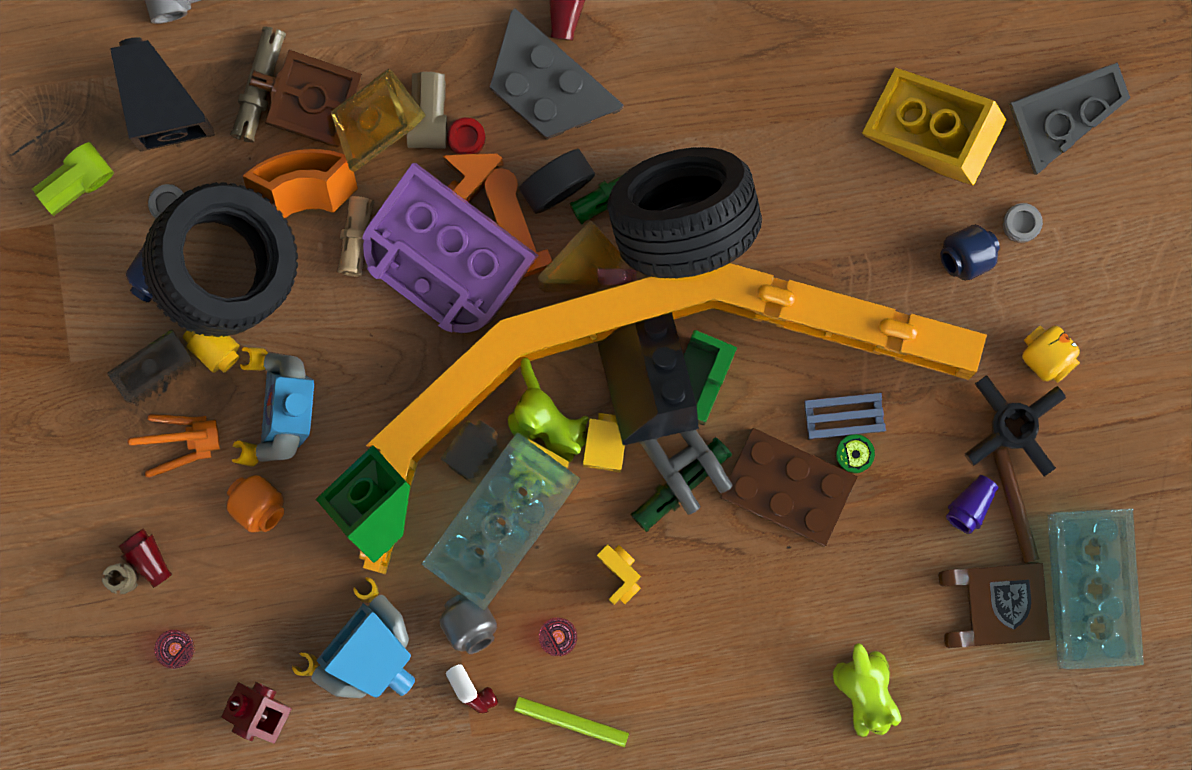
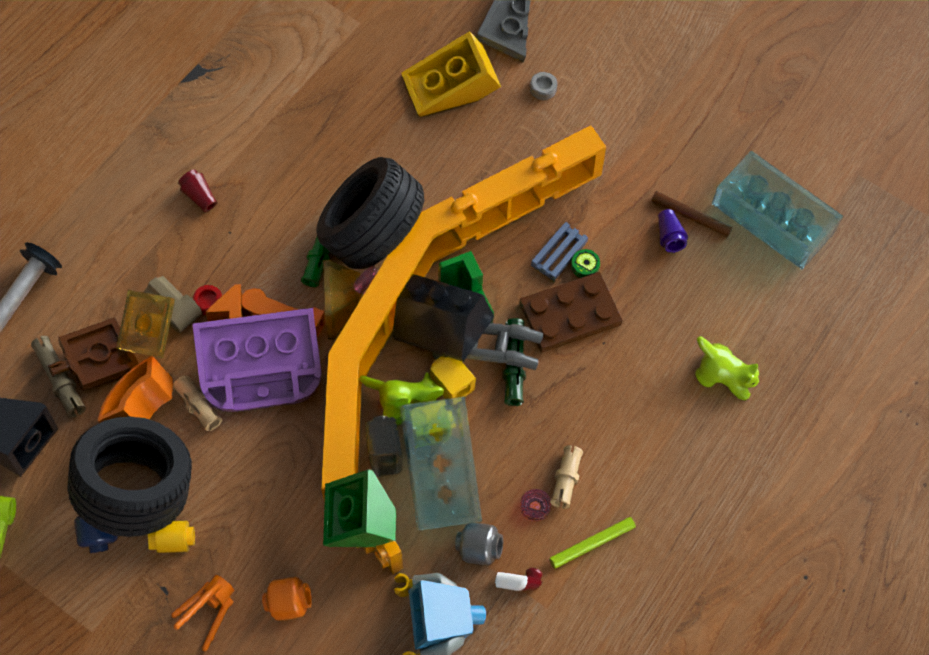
camera: 45 degrees left, 20 degrees down
(152, 368) = (147, 580): clear smoke brick -> none
(162, 197) = (59, 488): light grey tile -> none
(286, 407) = (252, 527): torso -> none
(546, 83) = (224, 235): dark grey wing -> none
(557, 181) = (282, 269): black tyre -> none
(611, 641) = (566, 477): none -> tan pin
(620, 564) = (529, 432): yellow bracket -> none
(970, 252) = (534, 117): dark blue head -> none
(1003, 437) = (648, 174): black bar -> none
(1004, 605) = (741, 265): reddish brown flag -> none
(1050, 353) = (627, 126): yellow head -> none

